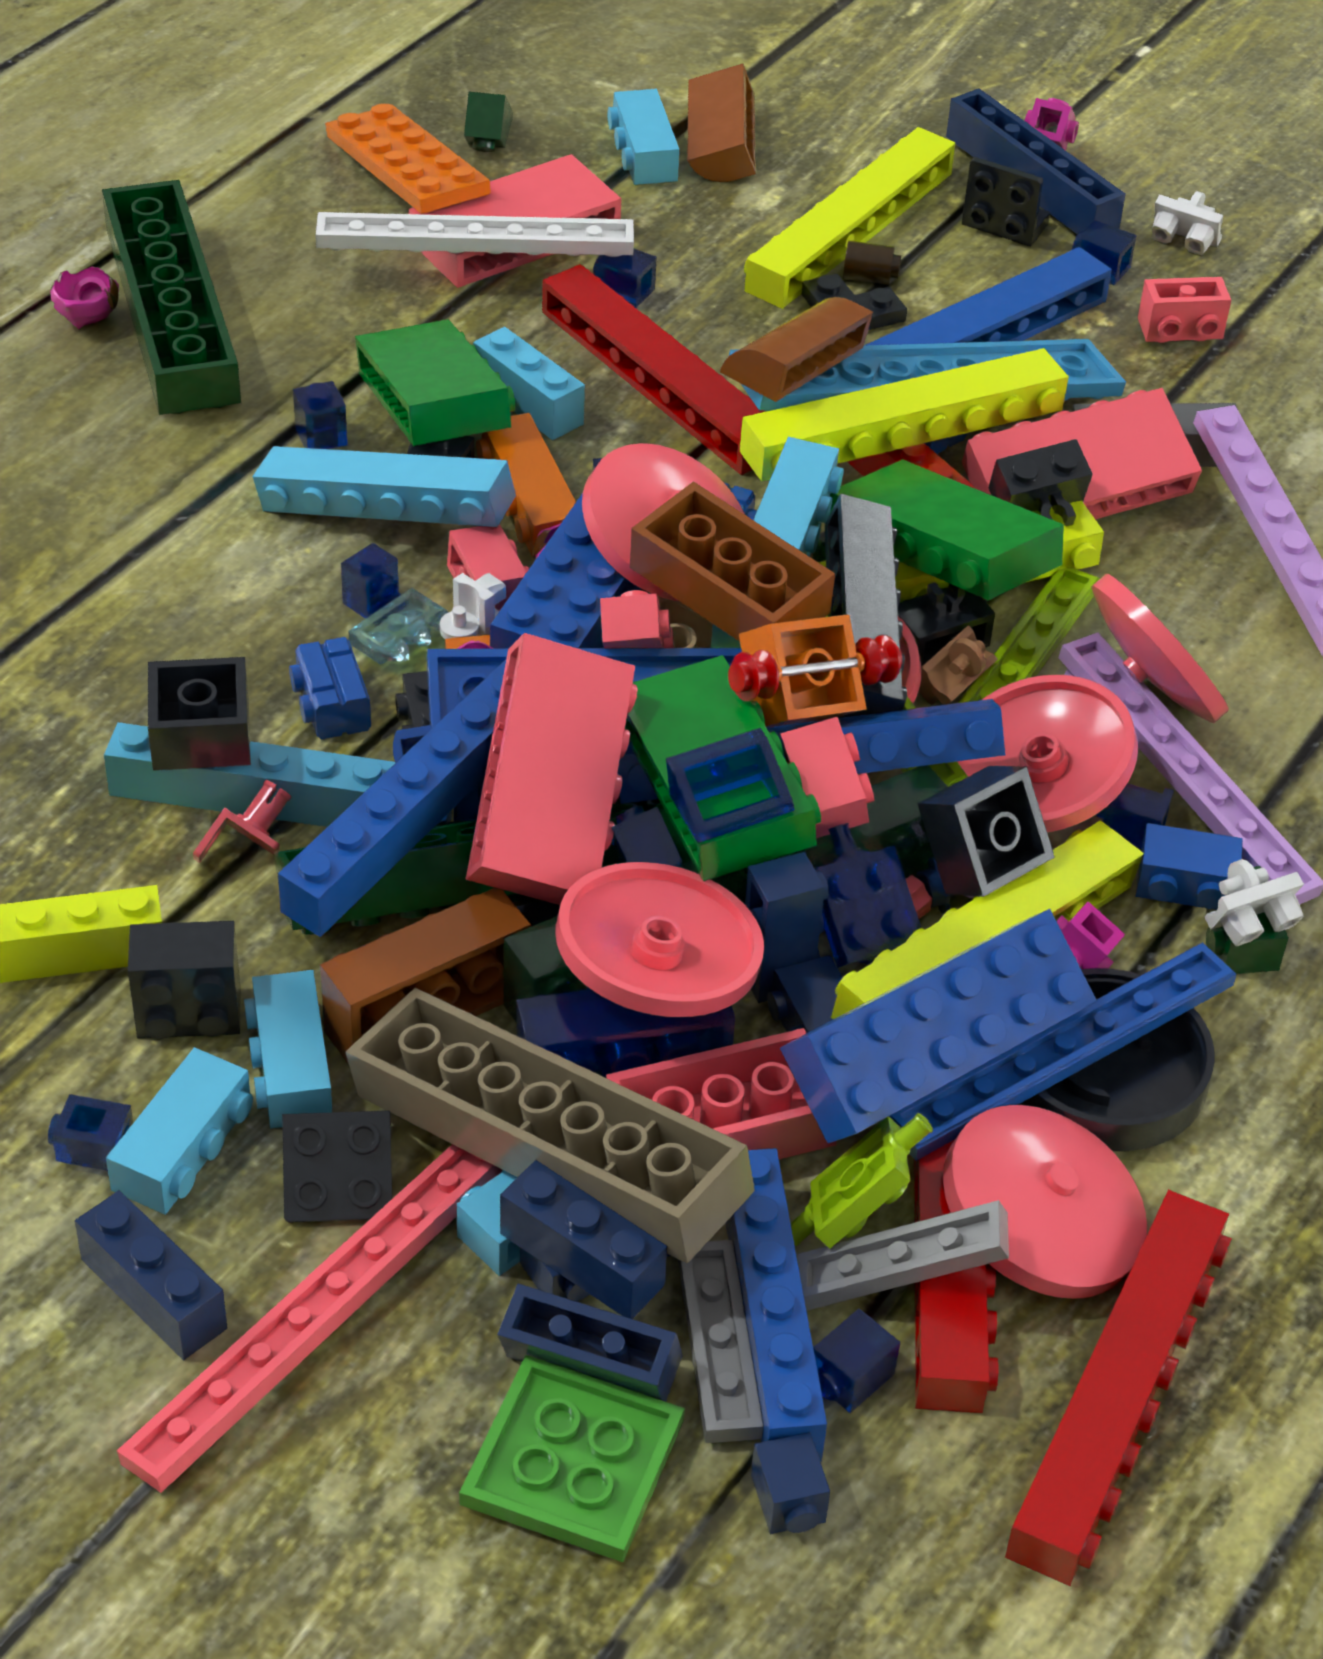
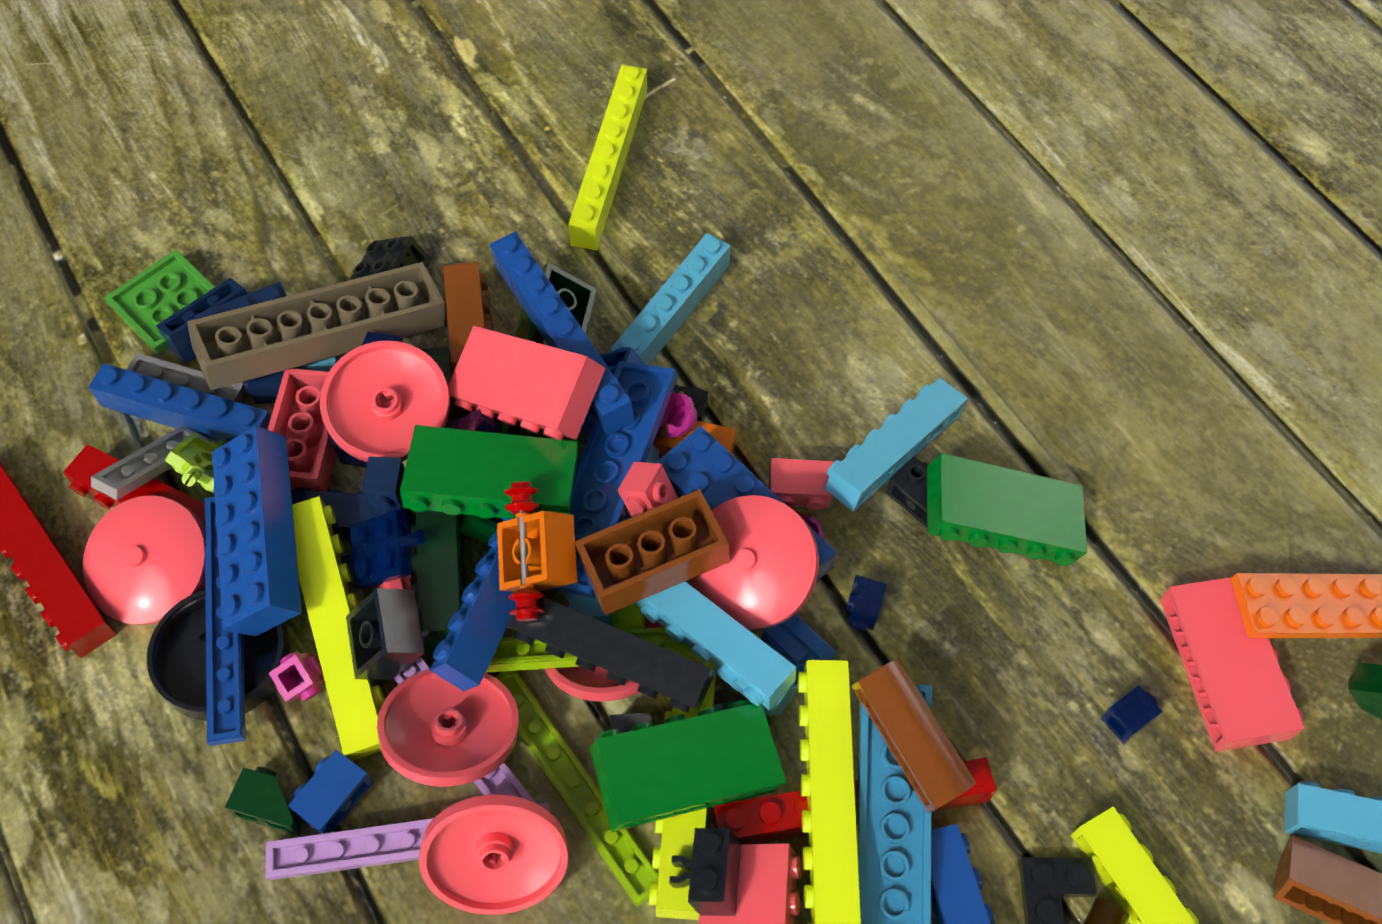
camera: 115 degrees right, 15 degrees up
(85, 296) = (1184, 348): dark pink hair -> none
(88, 1130) = (460, 177): clear blue brick -> none
(151, 1274) = (365, 175): dark blue brick -> none
(171, 298) = (1172, 394): dark green brick -> none
(180, 1131) = (444, 211): medium azure brick -> none
(184, 979) = (531, 216): black brick -> none
(198, 713) = (690, 259): black brick -> none
(251, 824) = (629, 291): coral bracket -> none
(288, 1046) = (449, 253): medium azure brick -> none
(302, 1320) = (302, 215): coral plate -> none
(320, 416) = (1004, 443): clear blue brick -> none
(331, 688) = (732, 369): blue brick -> none
(369, 580) = (818, 419): clear blue brick -> none
(397, 626) = (774, 422): clear light blue plate -> none
(472, 606) = (754, 452): white hips -> none
(474, 234) = (1181, 604): white plate -> none
(537, 382) = (1003, 587): medium azure brick -> none
(539, 486) = (888, 547): orange brick -> none
(650, 361) = (1031, 682): red brick -> none
(721, 769) = (442, 468): clear blue tile -> none
(790, 1483) = (80, 372): dark blue brick -> none
(828, 772) = (453, 537): coral brick -> none
(855, 1360) = (128, 430): clear blue brick -> none
(954, 668) = (576, 732): medium nougat hips -> none
(1134, 809) = (390, 788): clear blue brick -> none
(1250, 897) = (250, 787): white hips -> none

